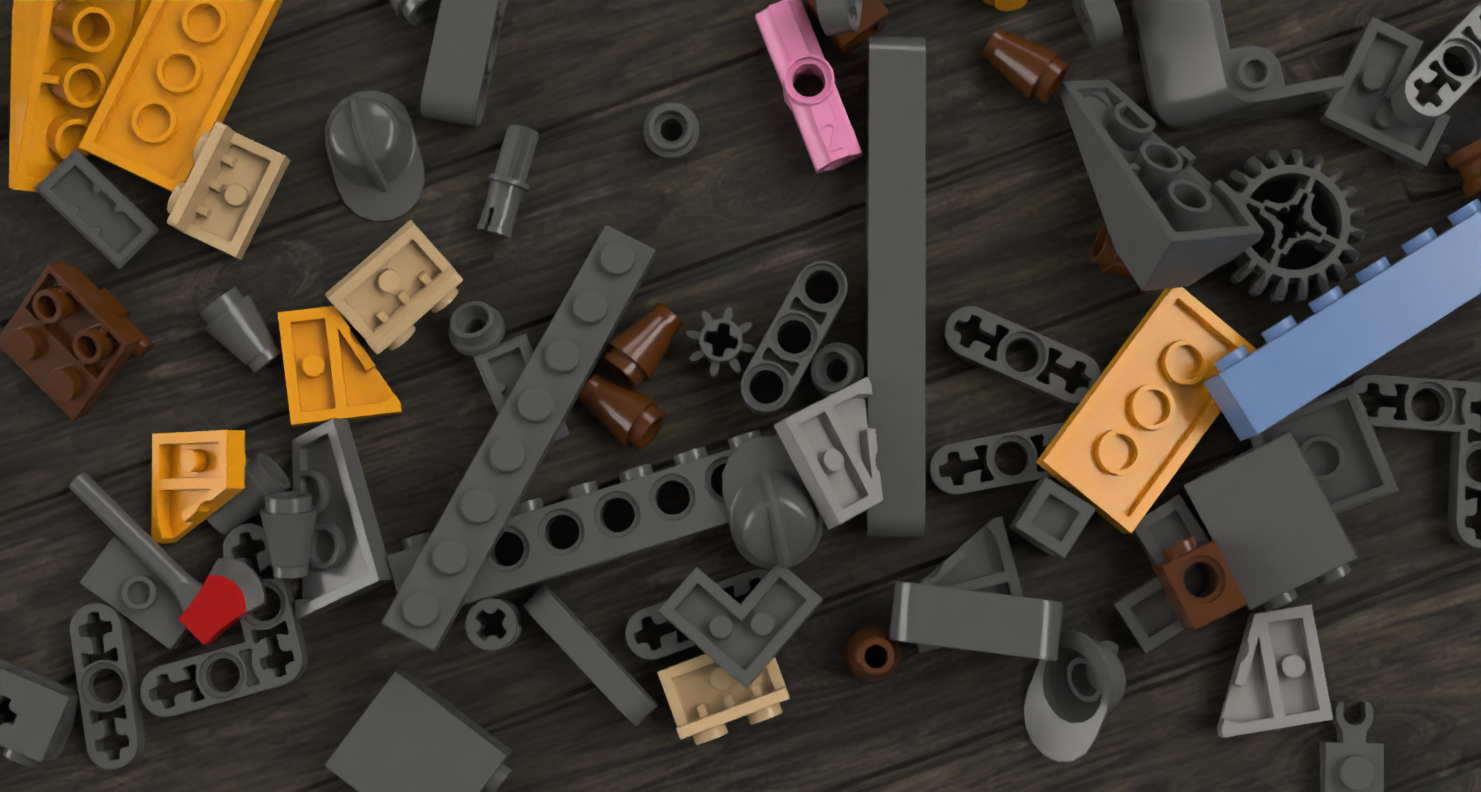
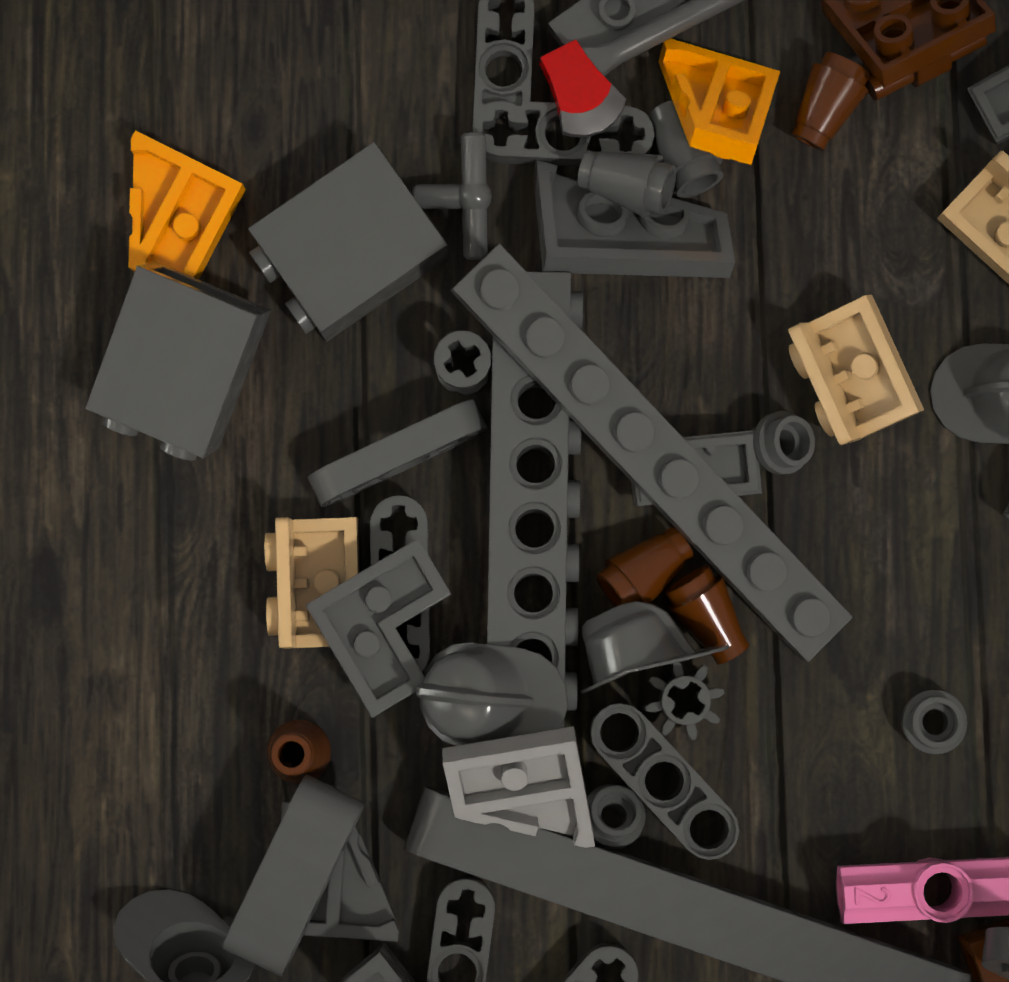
camera: 105 degrees right, 0 degrees up
(164, 383) = (829, 99): none -> reddish brown cone
(240, 329) = (862, 195): dark grey cone -> none
(329, 370) = (788, 274): light orange wing -> none
(345, 666) = (471, 196): none -> dark grey piece
(508, 181) = (933, 528): dark grey axle -> none
(684, 399) = (635, 639): none -> dark grey piece

